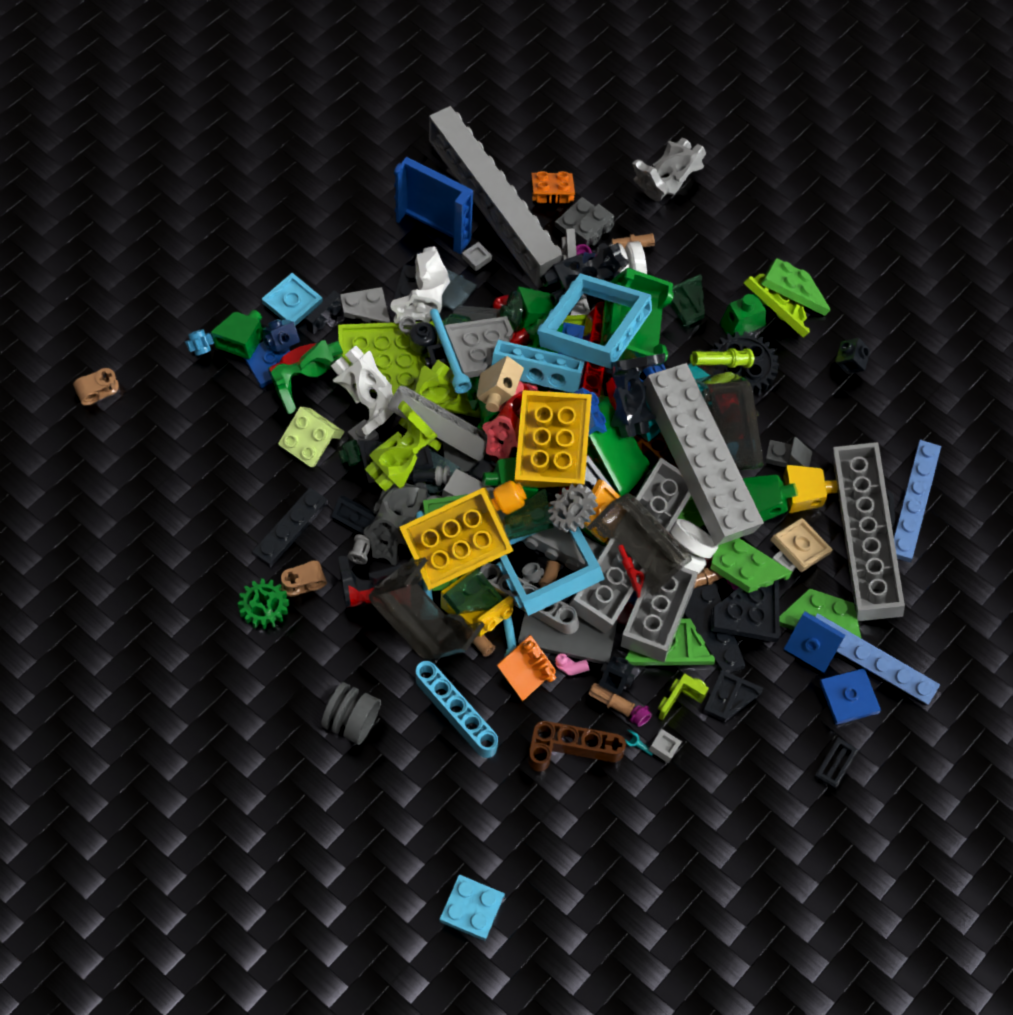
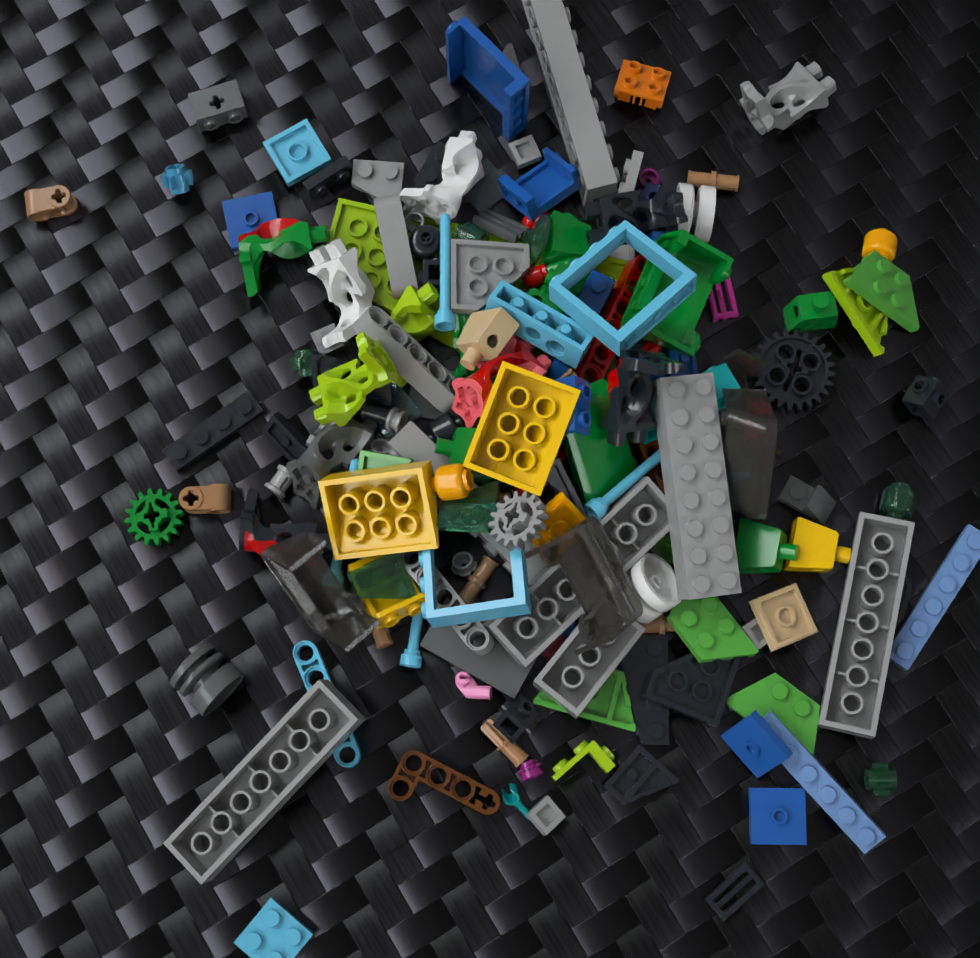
camera: 20 degrees right, 15 degrees up
(215, 280) = (223, 95): none -> dark grey brick
(239, 334) = (224, 180): green torso -> none
(280, 335) = (266, 197): dark blue brick -> none
(309, 435) = (267, 325): yellowish green bracket -> none
(398, 341) = (395, 244): none -> light grey beam
(426, 776) = (264, 781): none -> light grey brick
(500, 276) = (541, 186): none -> blue panel
(526, 668) = (420, 679): orange hinge -> none
(587, 220) = (665, 140): dark grey plate -> none
(631, 571) = (567, 610): red hand -> none
(632, 487) = (599, 506): none -> medium azure piece
(674, 337) = (724, 315): none -> dark pink tile
(689, 300) = (753, 271): clear green wing -> none
(730, 358) = (774, 367): lime pin -> none
(779, 251) = (882, 241): none -> light orange head
(859, 433) = (898, 501): none -> clear green head
(920, 644) = (880, 779): none -> clear green gear

